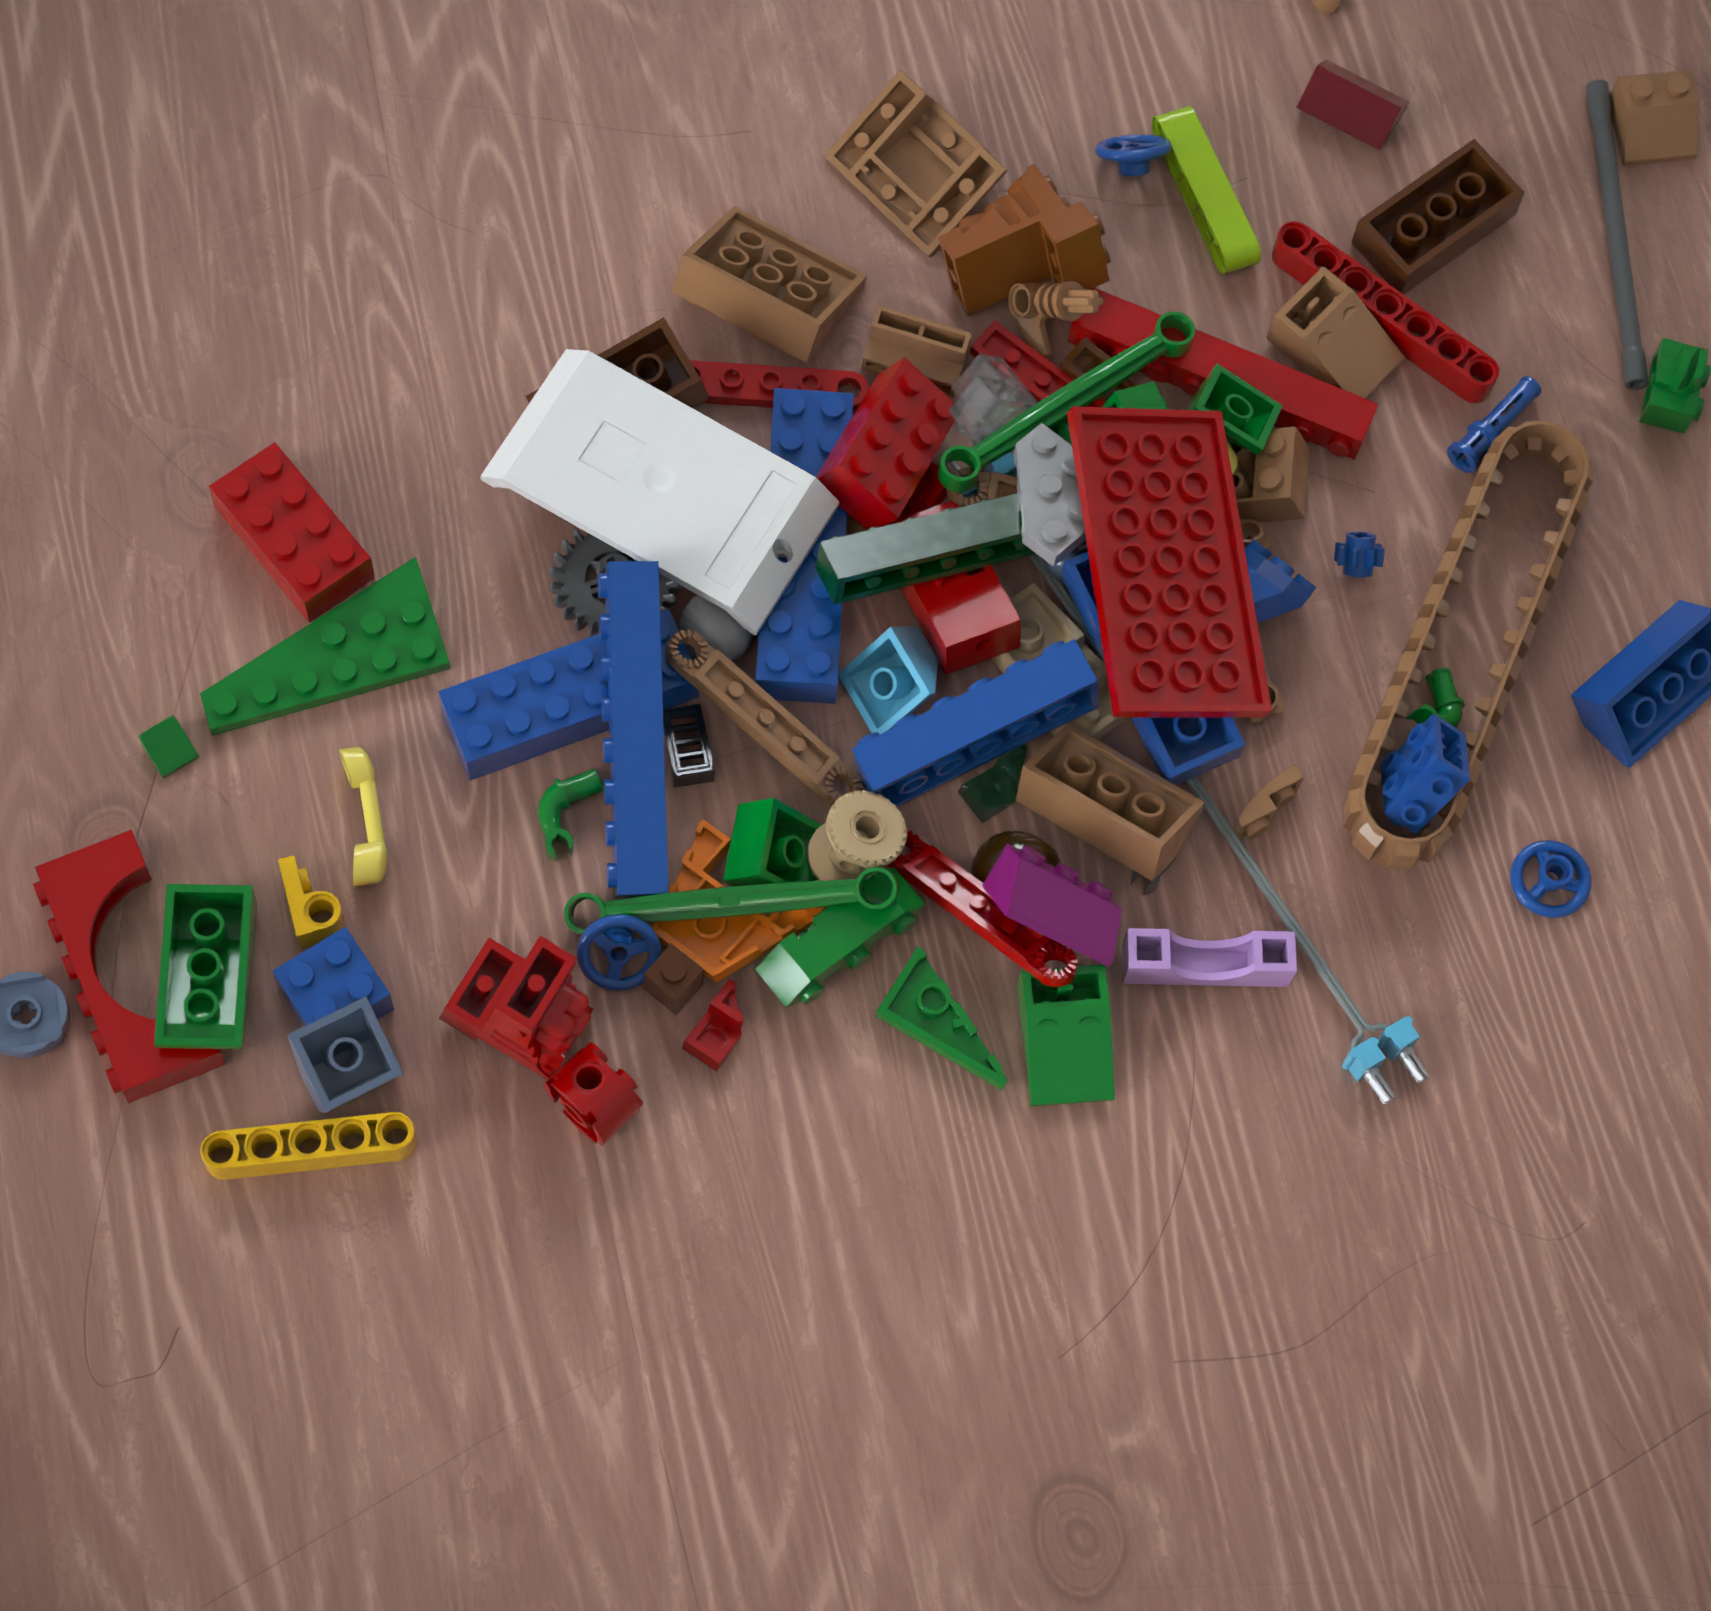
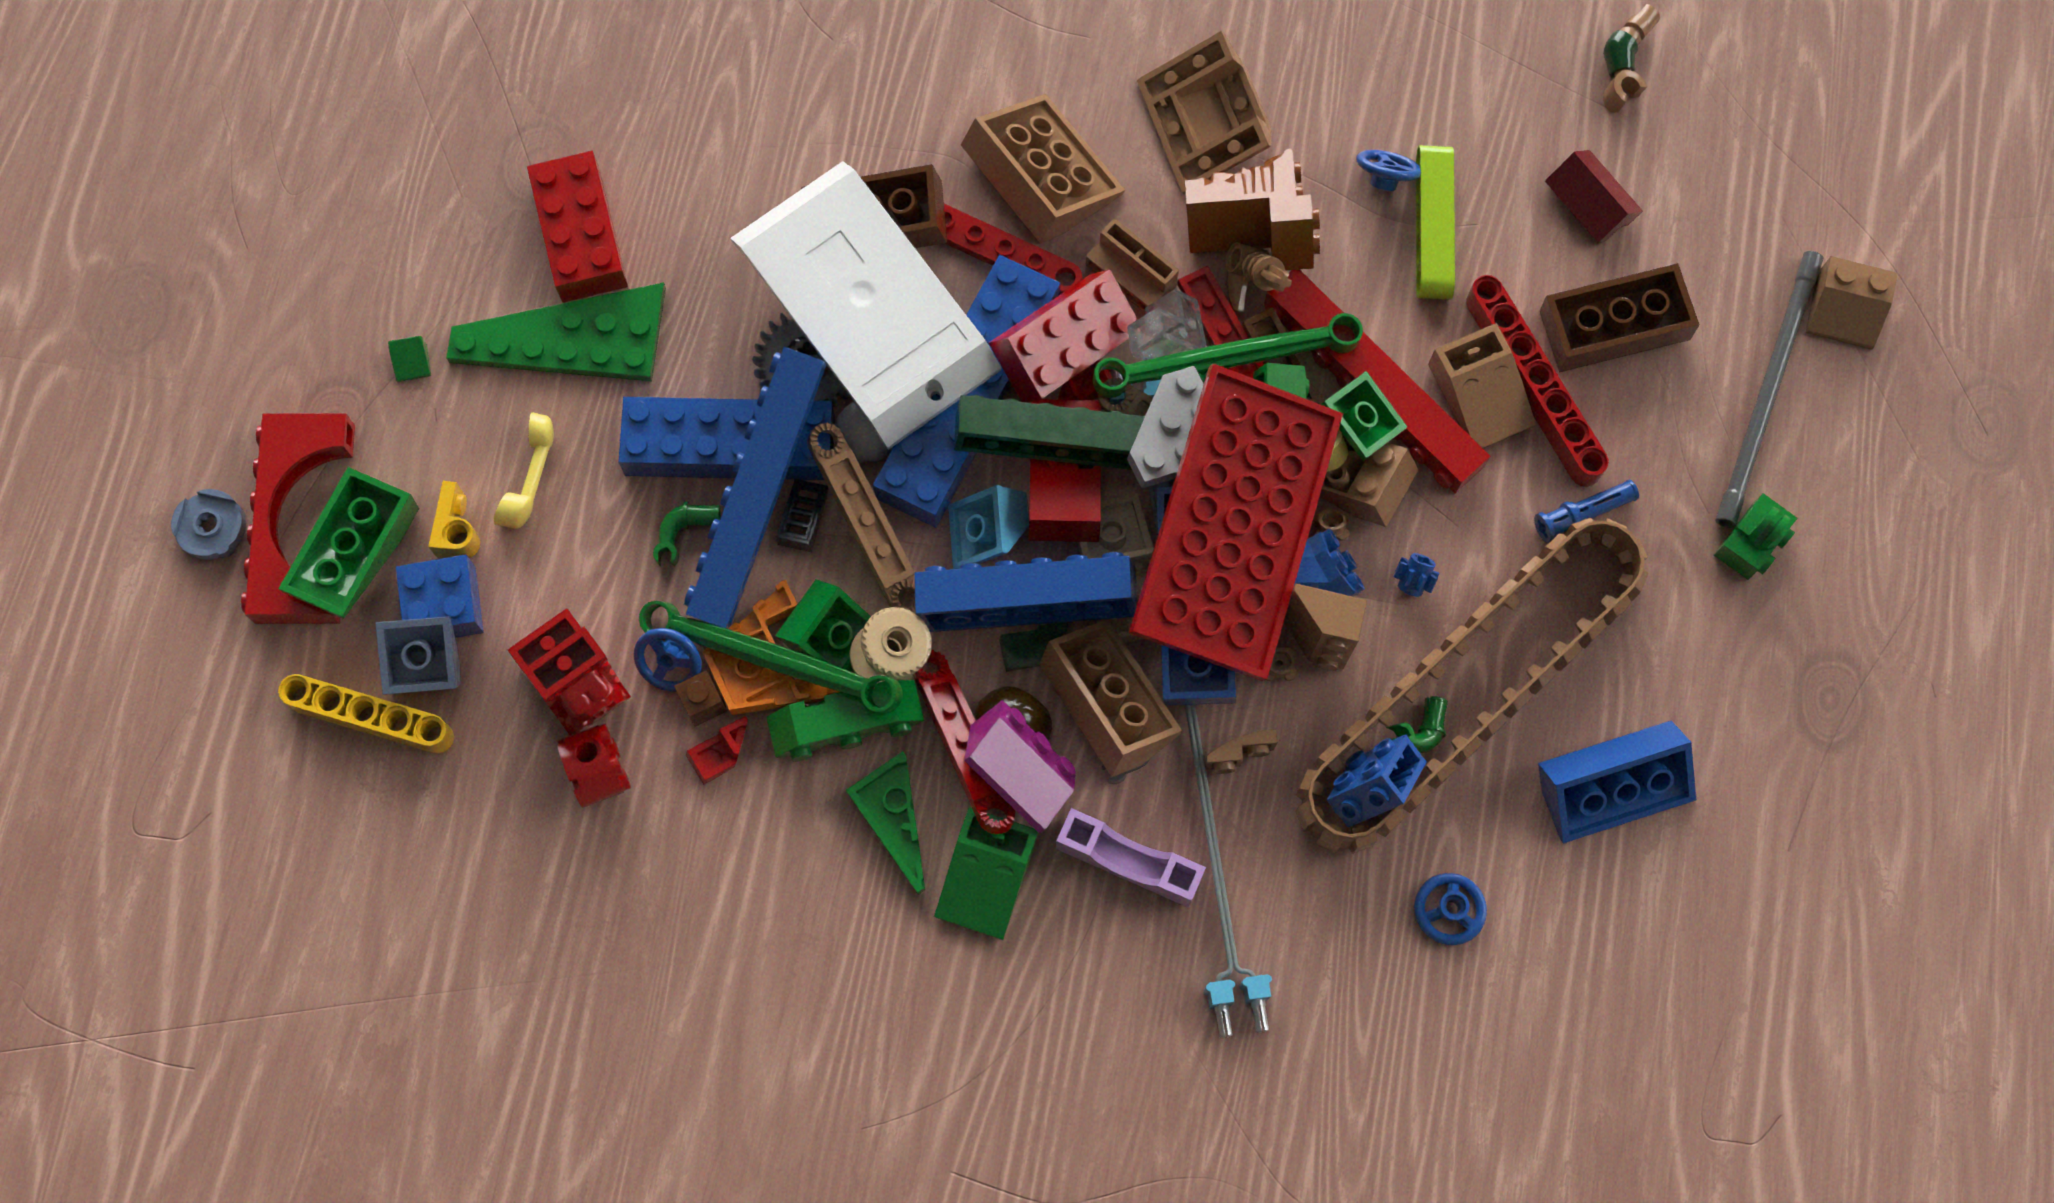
camera: 30 degrees right, 5 degrees up
(1302, 636) = (1325, 625): none -> medium nougat slope

